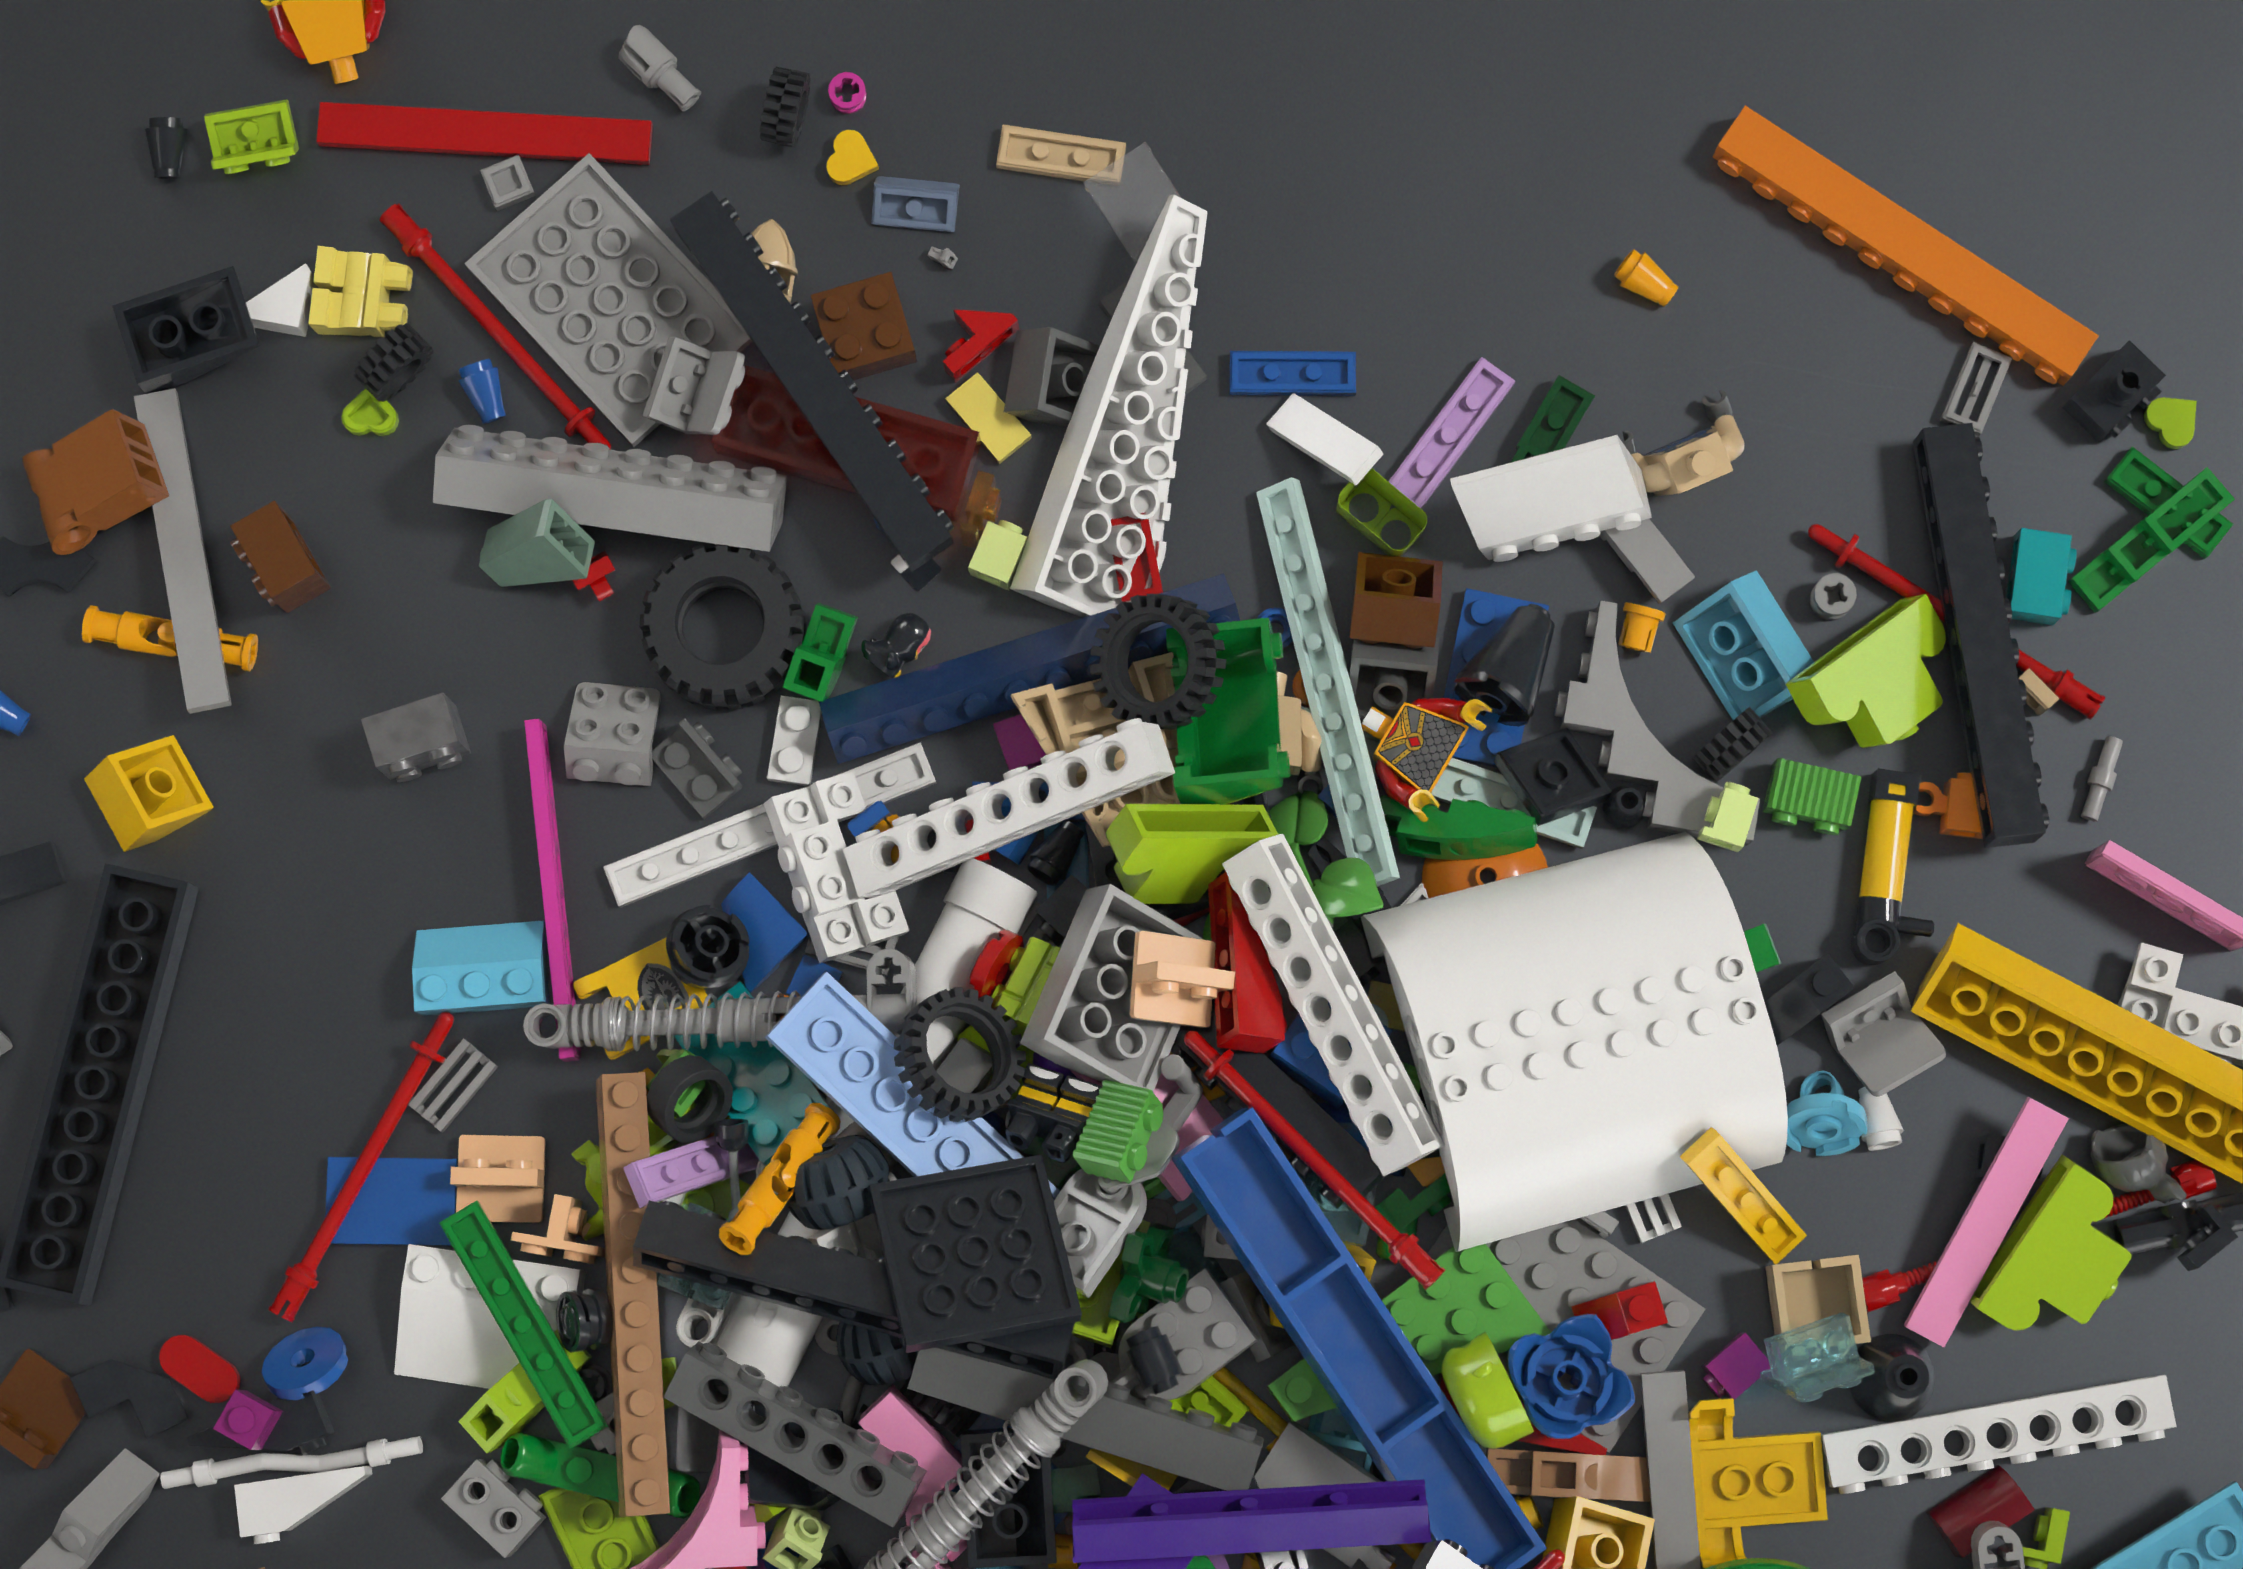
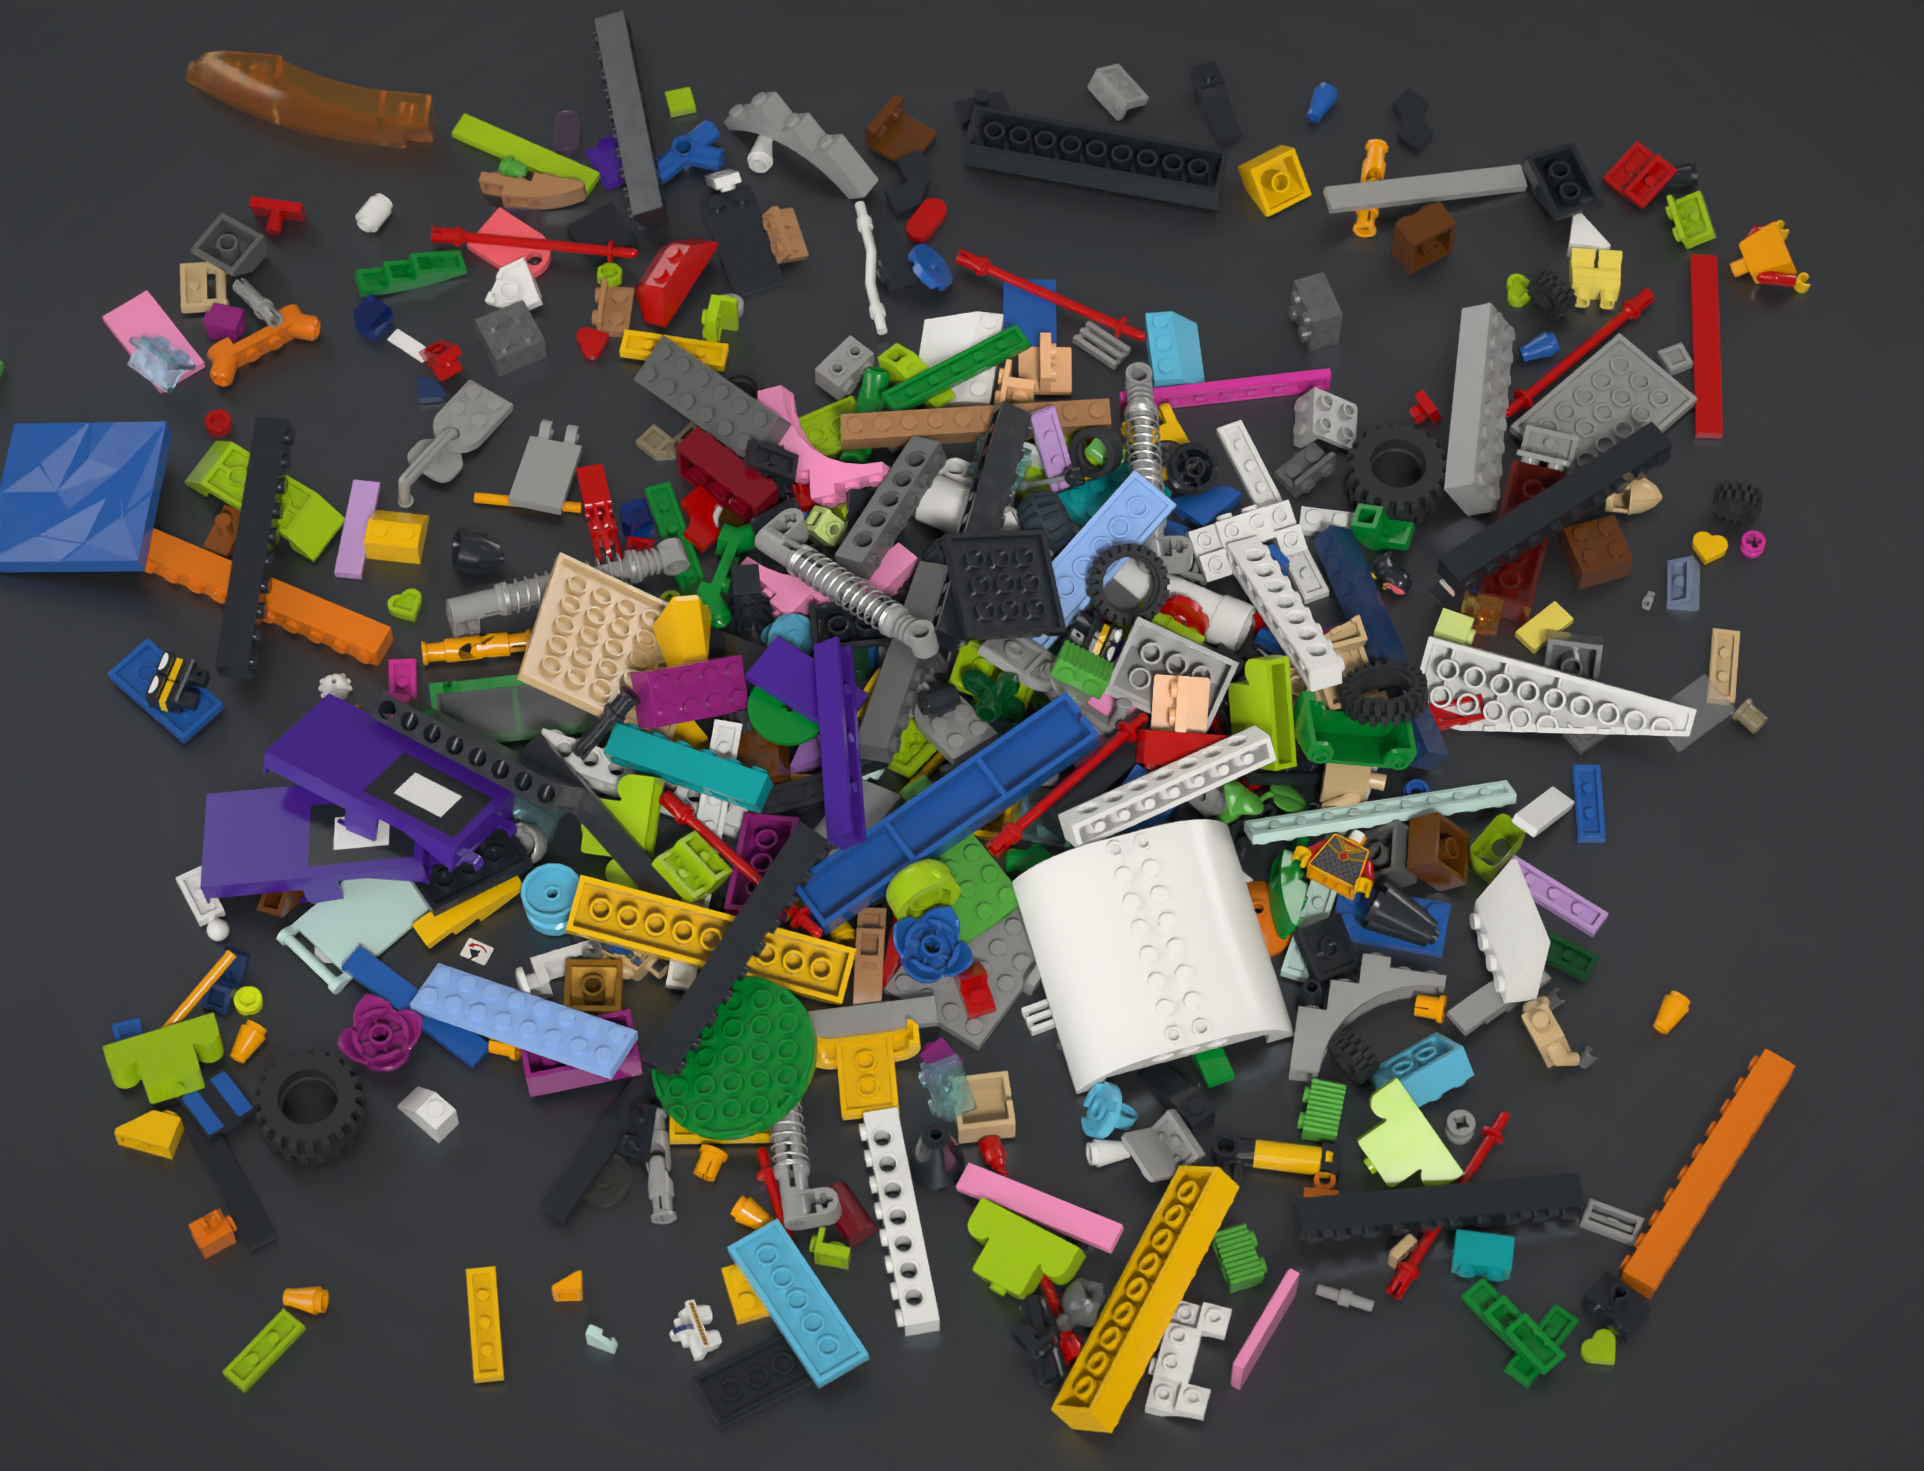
camera: 85 degrees right, 20 degrees down
(94, 479) = (1465, 141): dark orange piece -> none
(165, 209) = (1639, 175): none -> red slope
(248, 1419) = (896, 231): magenta brick -> none
(286, 1502) = (847, 266): white slope -> none
(536, 547) = (1438, 370): sand green slope -> none
(584, 1320) = (965, 399): black wheel -> none
(656, 66) = (1758, 435): light grey arm -> none
(760, 1204) = (1029, 467): light orange piece -> none
(987, 333) = (1595, 621): red slope -> none
(1152, 121) = (1750, 716): none -> dark tan bush
(1729, 817) = (1303, 1046): yellowish green brick -> none
(1743, 1195) = (1052, 1054): yellow plate -> none
(2049, 929) = (1238, 1257): none -> bright green brick

